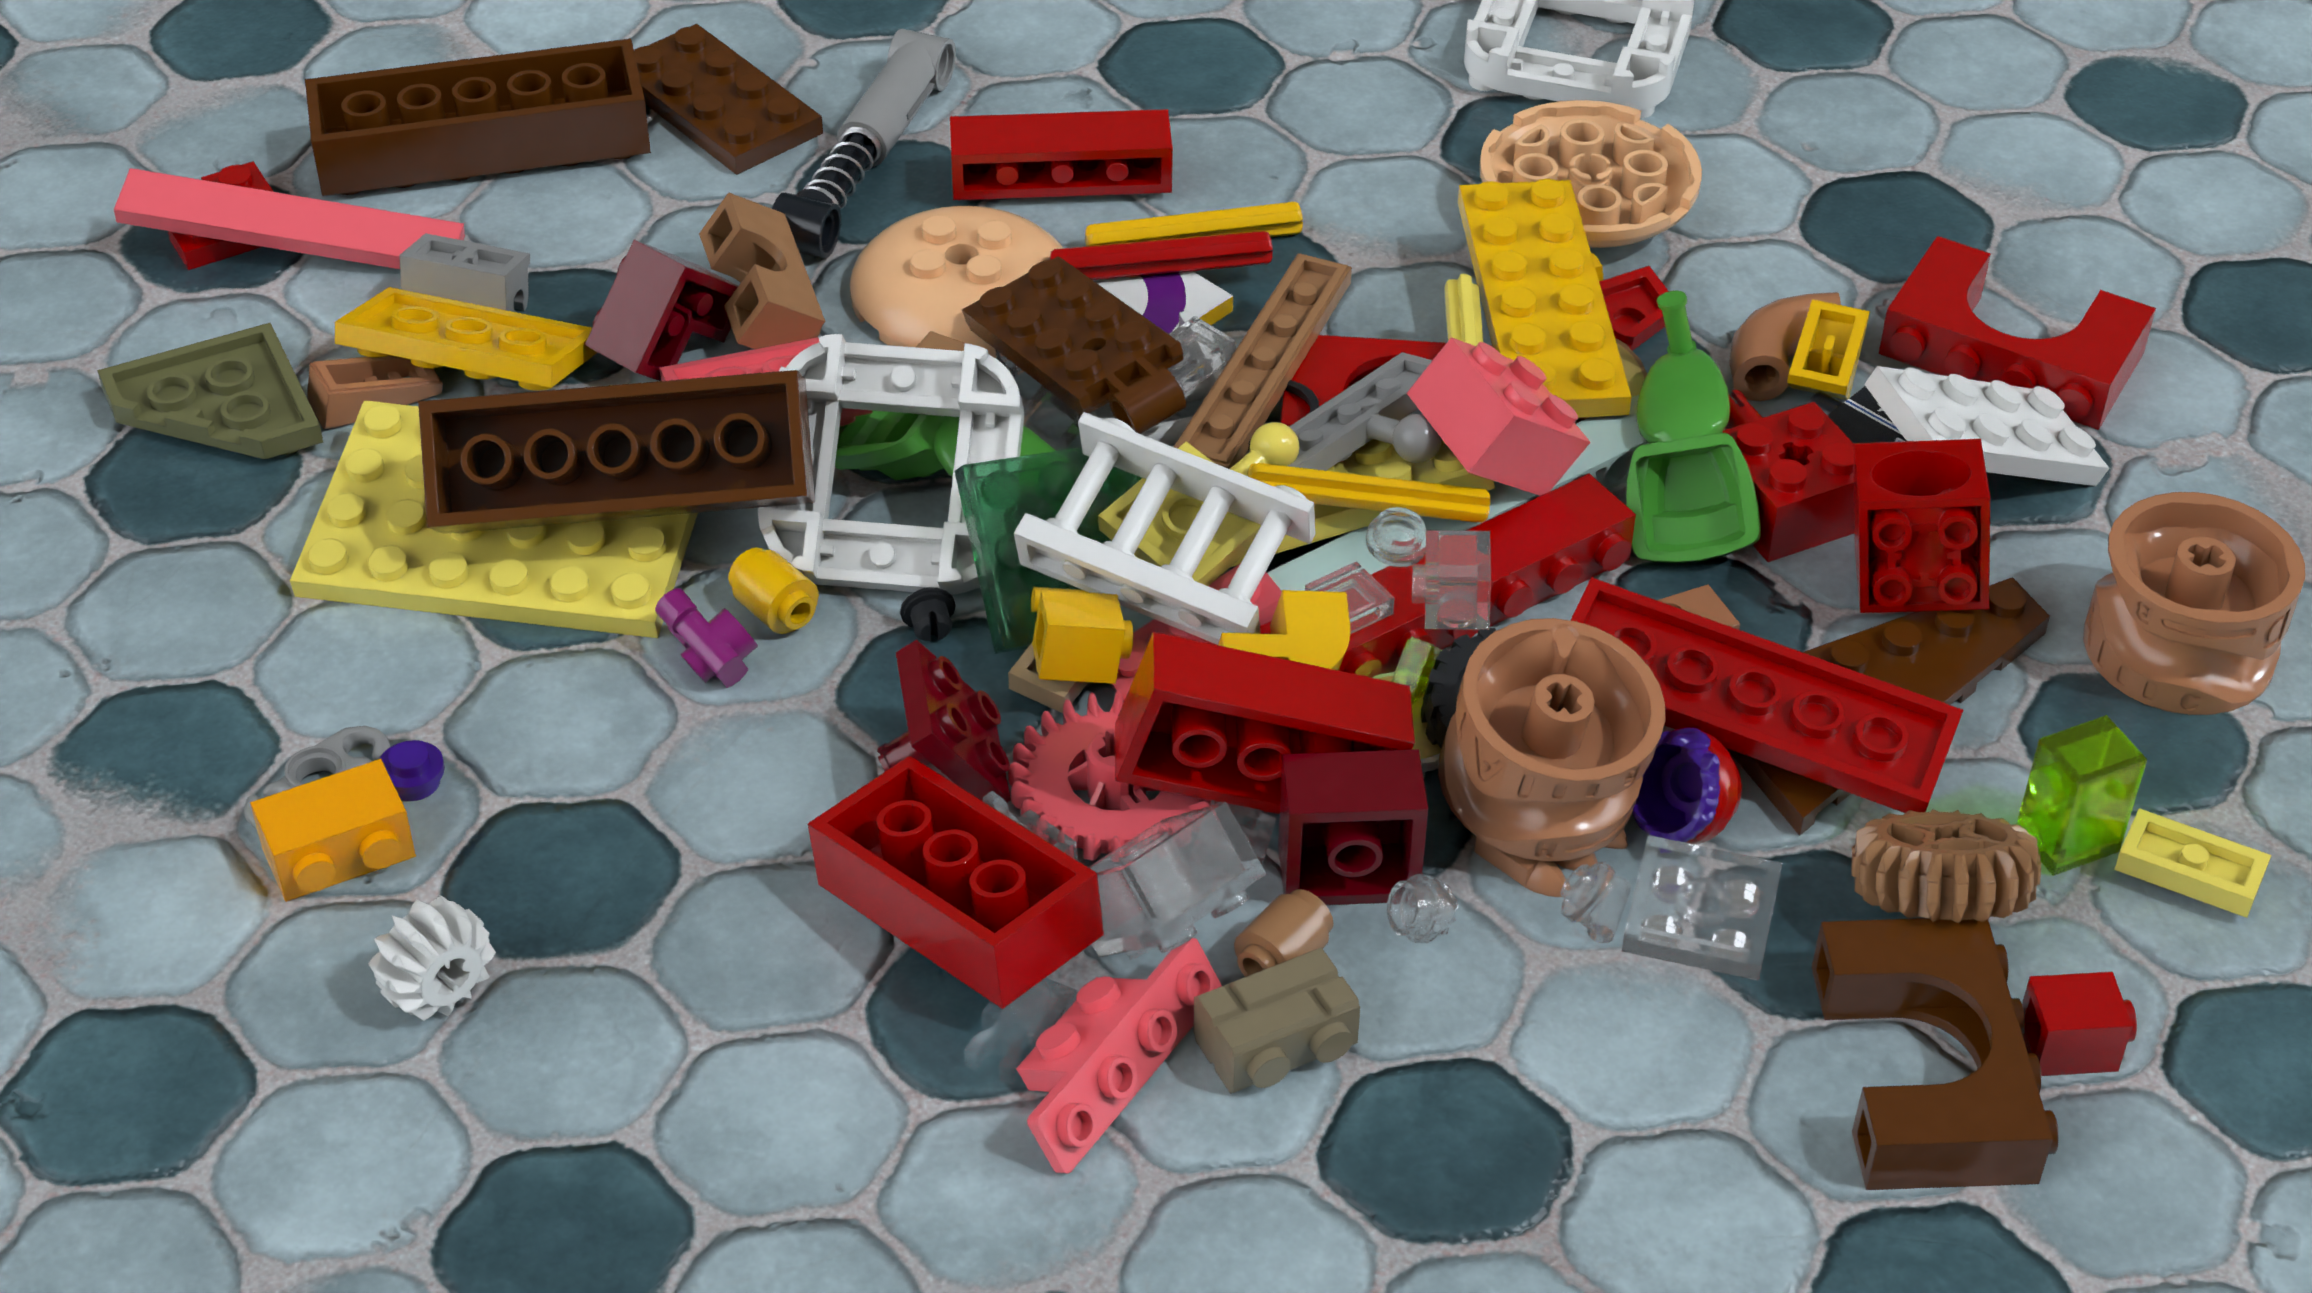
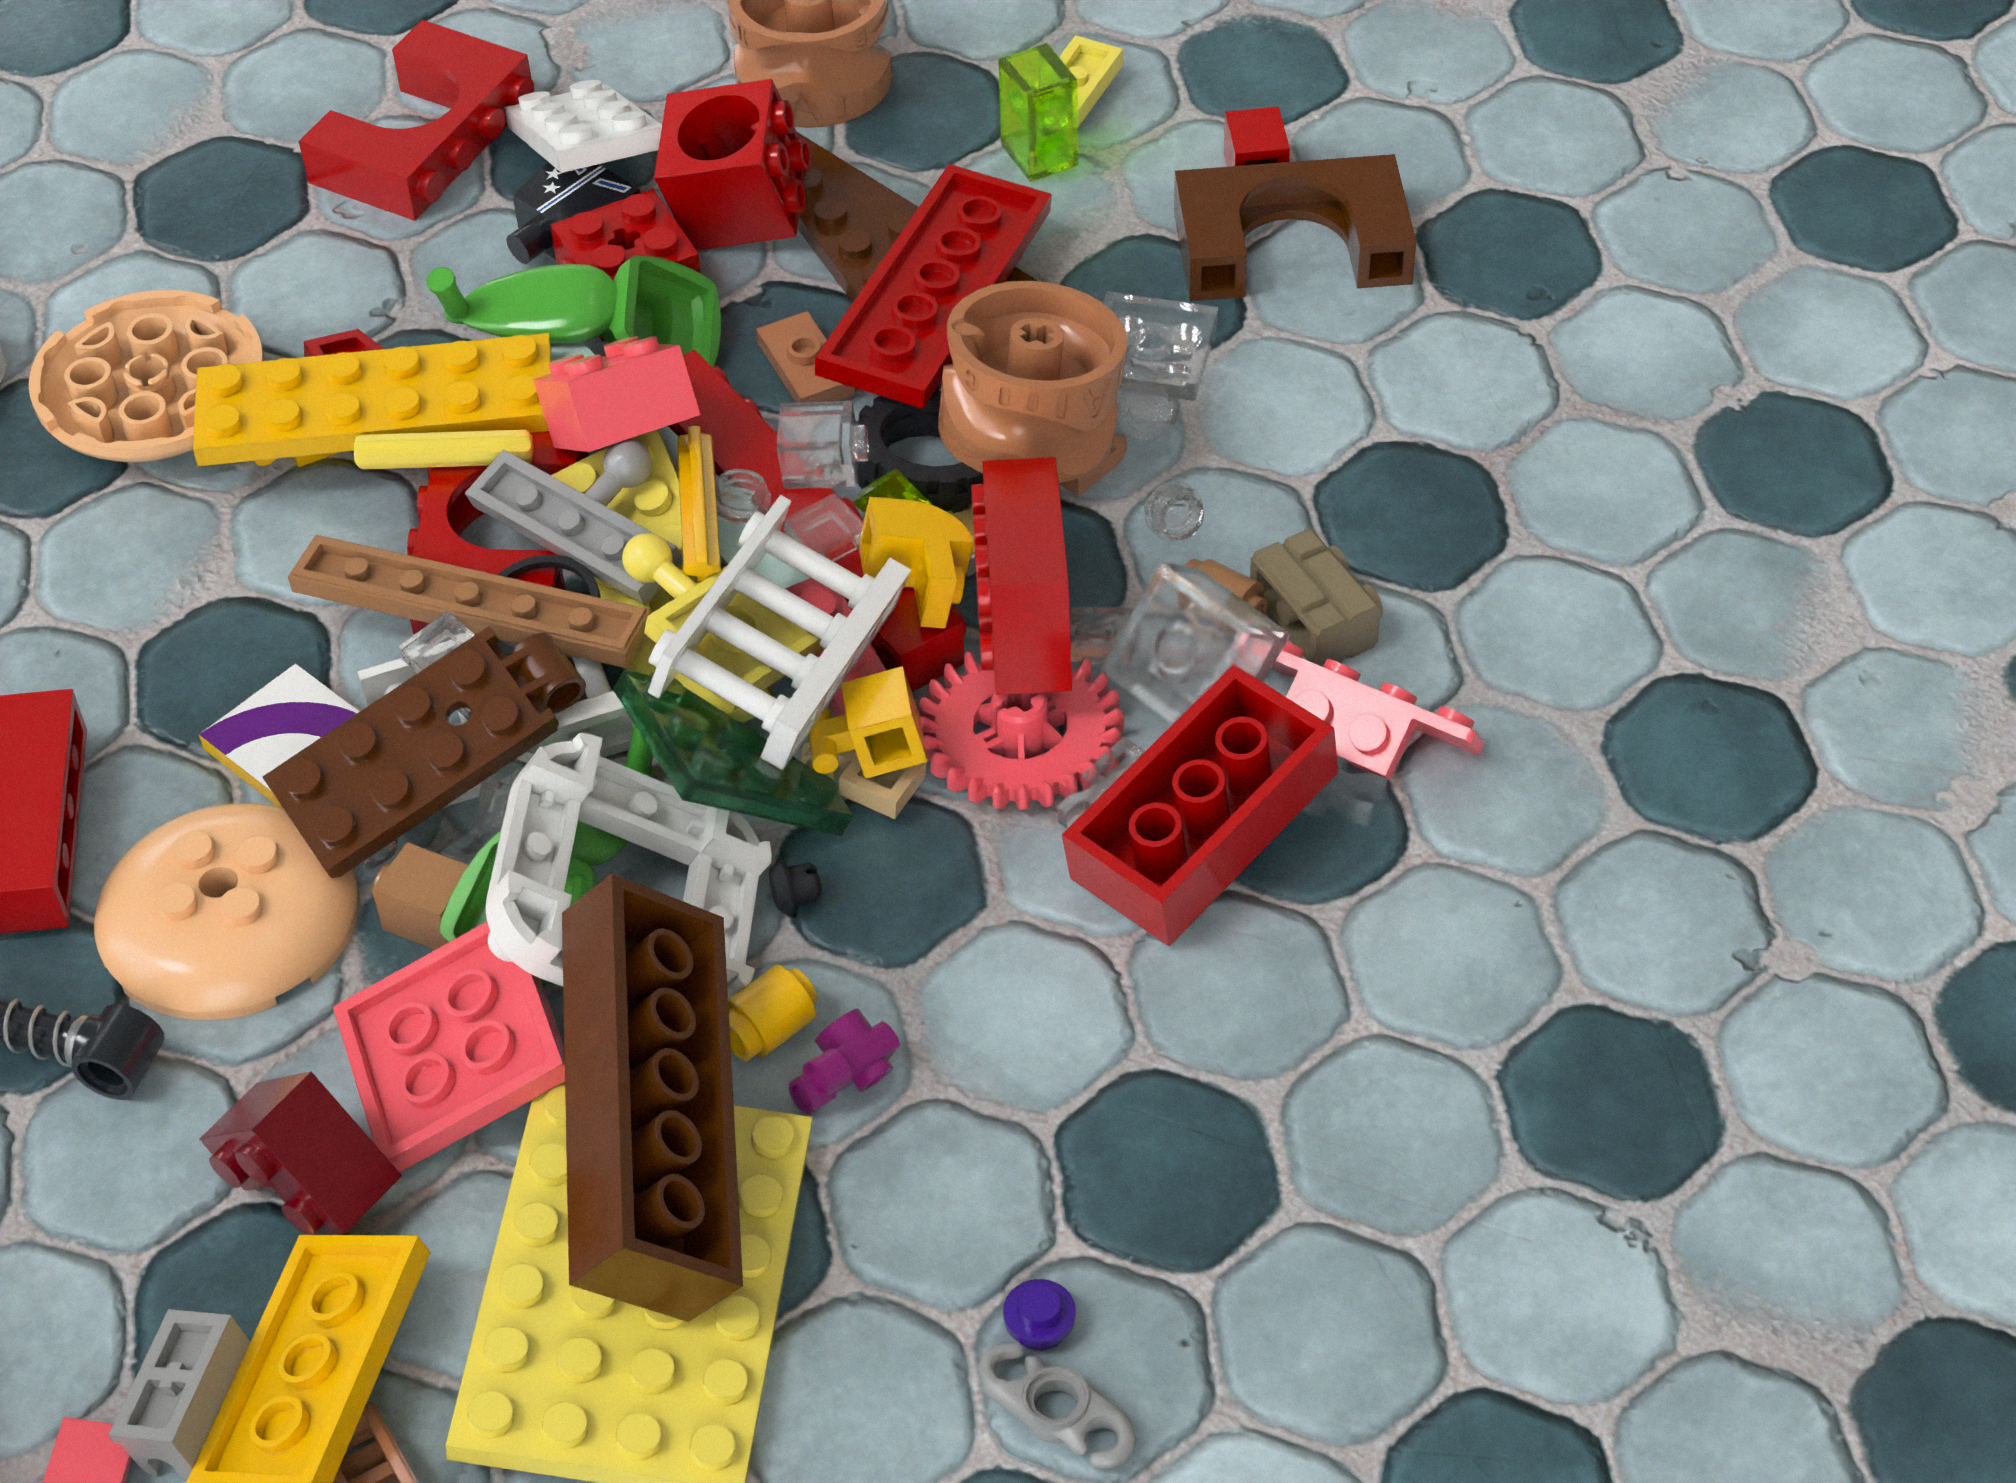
camera: 90 degrees left, 5 degrees up
(333, 829) = (1151, 1357): light orange brick -> none
(432, 958) = (1339, 1215): white gear -> none
(774, 292) = (196, 1073): medium nougat arch -> none
(948, 725) = (996, 833): dark red plate -> none
(1169, 255) = (238, 713): red axle -> none
(1276, 219) = (163, 708): yellow axle -> none
(1351, 823) = (1108, 526): dark red brick -> none
(1766, 342) = (402, 263): nougat cylinder -> none
(1828, 349) = (463, 225): yellow slope -> none
(1946, 865) = (1122, 188): medium nougat gear -> none

